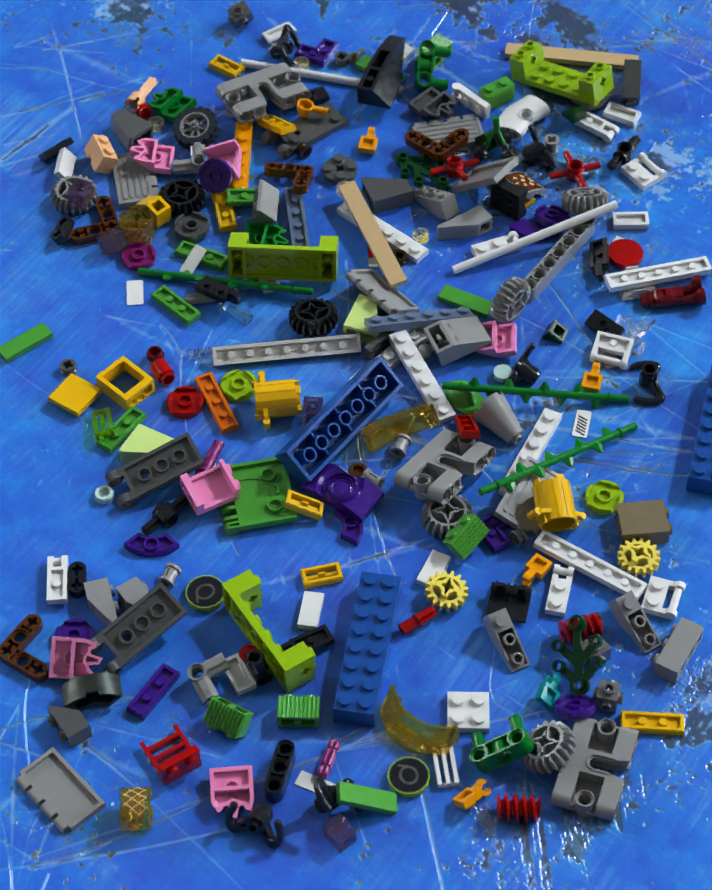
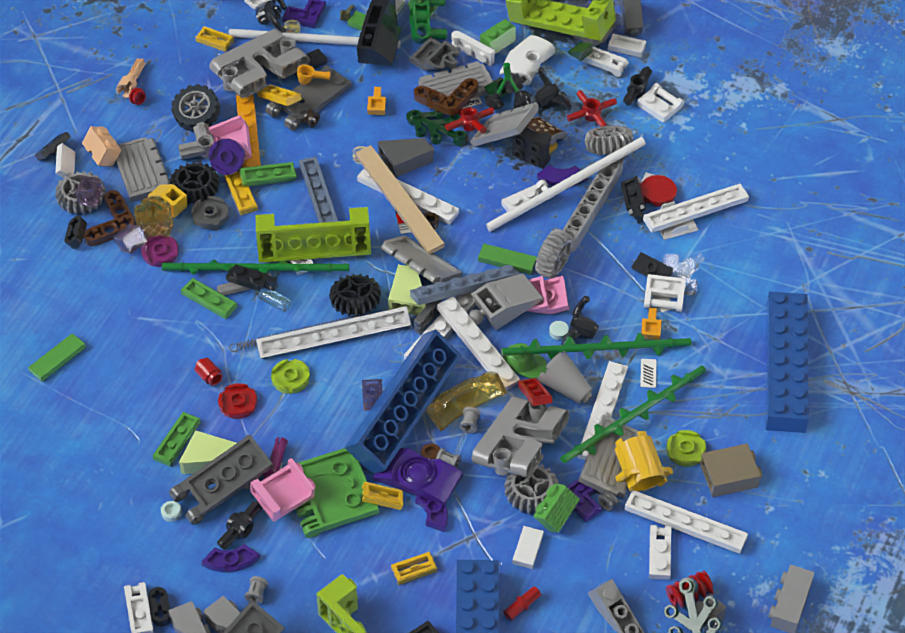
camera: 10 degrees left, 0 degrees up
(65, 363) = (108, 383): dark grey bush -> none
(74, 395) = (120, 407): yellow tile -> none
(104, 432) = (160, 444): clear neon green tile -> none
(130, 128) = (128, 116): dark grey slope -> none
(135, 292) = (163, 289): white sticker -> none
(136, 394) = (184, 400): yellow window -> none
(153, 156) = (157, 142): bright pink plate -> none
(154, 353) = (196, 353): dark red plate -> none
(159, 123) = (152, 107): clear tile -> none
(171, 103) = (165, 84): green plate -> none
(193, 259) = (218, 247): white sticker -> none
(204, 593) = (297, 603): black tile -> none
(211, 259) = (226, 242): bright green tile -> none
(216, 403) = (271, 397): orange tile -> none
(265, 203) = (284, 182): light grey slope -> none
(268, 235) = (289, 213): green plate -> none
(275, 399) = (332, 386): yellow container -> none
(301, 174) = (313, 142): reddish brown beam -> none
(310, 610) = (410, 607): white tile -> none
(336, 163) = (351, 127): dark grey plate -> none
(341, 55) = (332, 14): dark grey bush -> none
(420, 235) = (448, 194): clear tile -> none
(438, 202) = (459, 158): light grey slope -> none
(454, 596) = (556, 568): light yellow gear -> none
(469, 224) = (495, 178): light grey slope -> none
(513, 598) = (612, 566): black hinge -> none
(535, 567) = (632, 531): light orange plate -> none
(550, 215) = (576, 159): dark purple tile -> none
(551, 142) = (562, 84): light grey bush -> none
(555, 332) = (603, 280): slope -> none
(630, 220) = (657, 155): white tile -> none
(634, 621) = (742, 575): light grey slope -> none
(638, 557) = (733, 507): light yellow gear -> none
(648, 380) = (708, 320): black piece -> none
(656, 595) = (758, 545): white plate -> none
(672, 296) = (716, 228): dark red piece -> none

